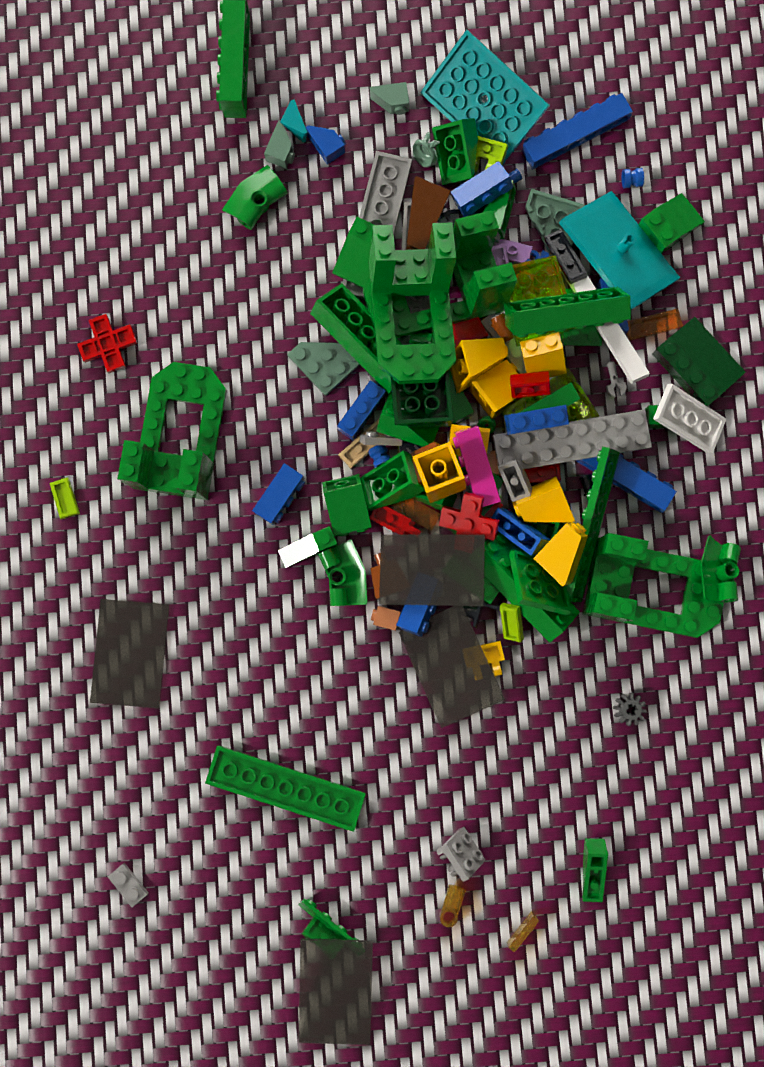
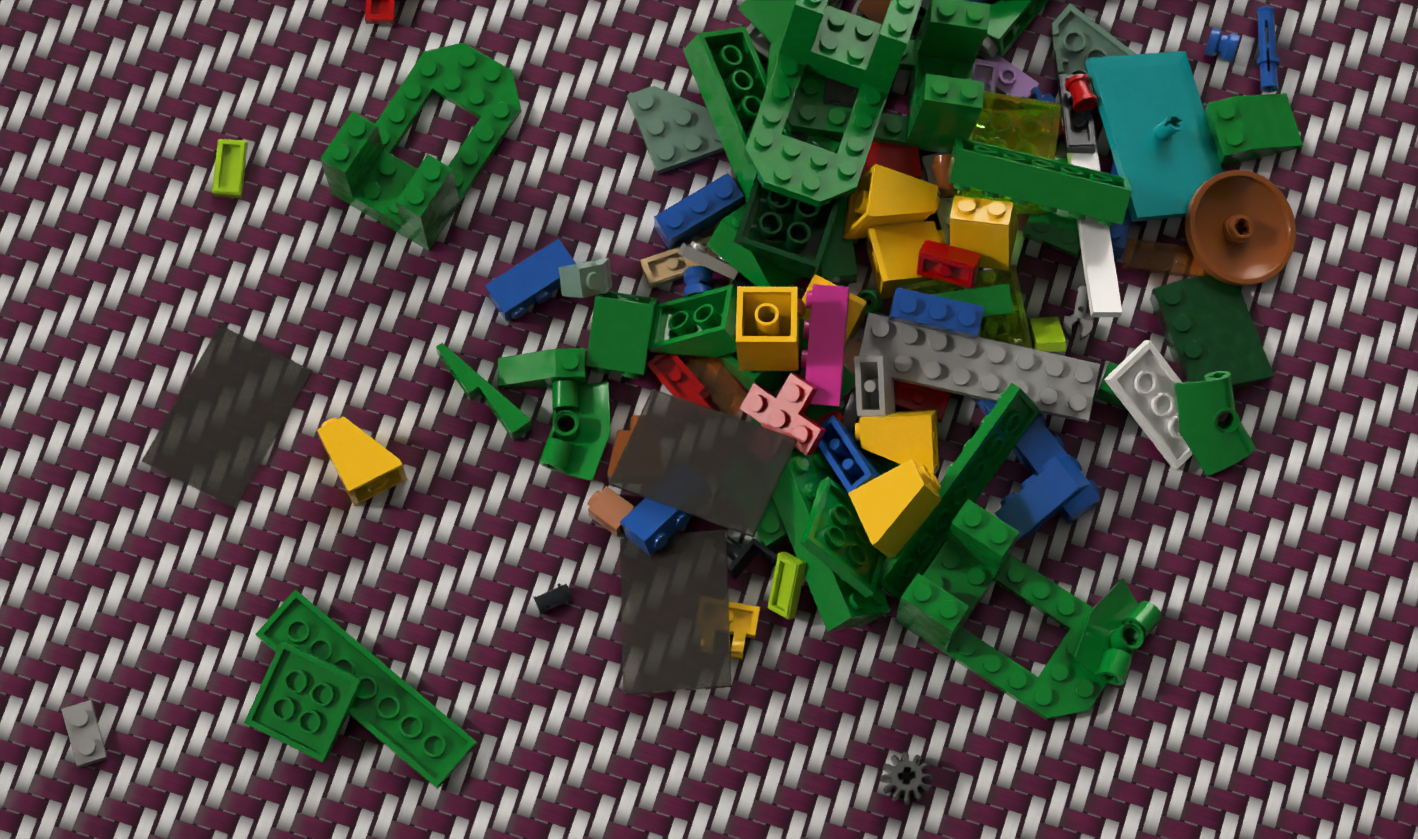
camera: 15 degrees right, 10 degrees down
(220, 652) = (359, 460): none -> yellow slope
(252, 813) = (303, 701): none -> green plate
(270, 574) = (473, 385): none -> green slope
(312, 482) = (586, 278): none -> sand green slope
(374, 685) = (553, 598): none -> black pin
(564, 243) = (1081, 93): none -> red bush
(603, 402) = (1047, 334): none -> lime tile
(643, 506) = (1042, 496): none -> blue brick
(663, 175) = (1269, 80): none -> blue pin
(691, 288) = (1240, 228): none -> dark orange dish
(724, 418) = (1212, 442): none -> green panel

